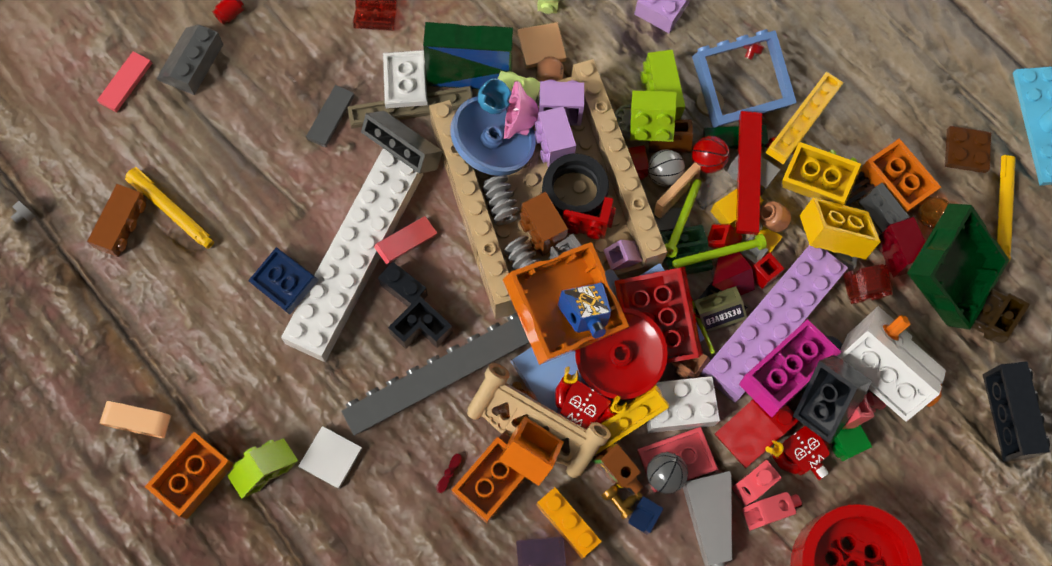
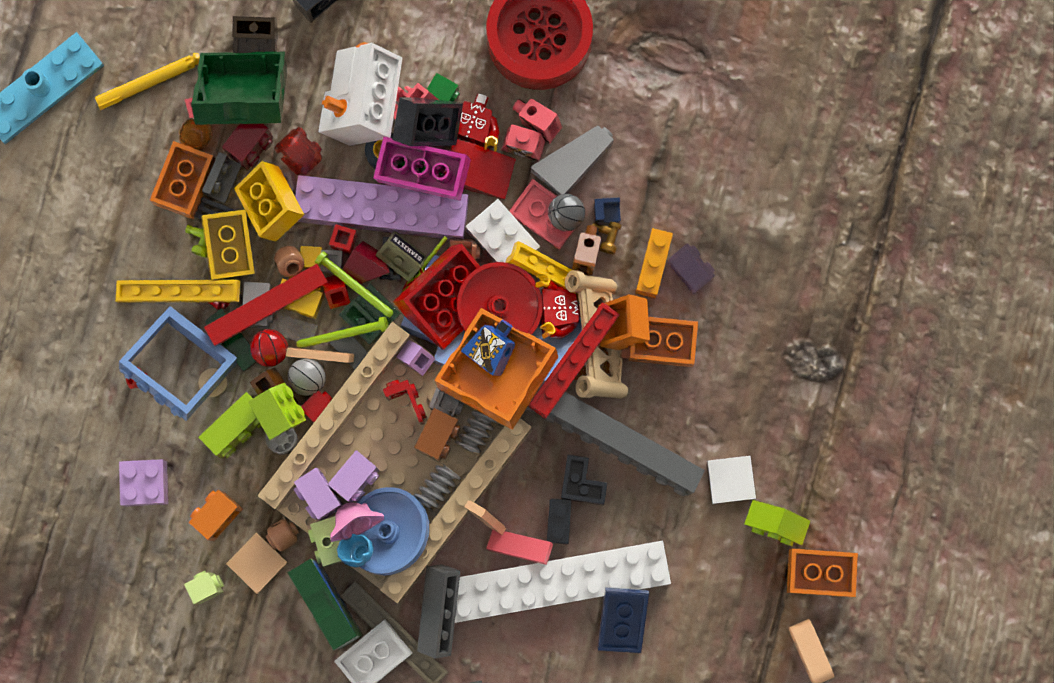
camera: 120 degrees left, 10 degrees up
(448, 221) = (485, 517): none -> light nougat tile
(449, 473) = (689, 379): dark red piece -> none
(528, 380) = (573, 360): none -> red tile
(577, 164) = (367, 413): black tyre -> none
(601, 32) = (215, 515): none -> orange brick
(968, 149) = (110, 141): reddish brown plate -> none

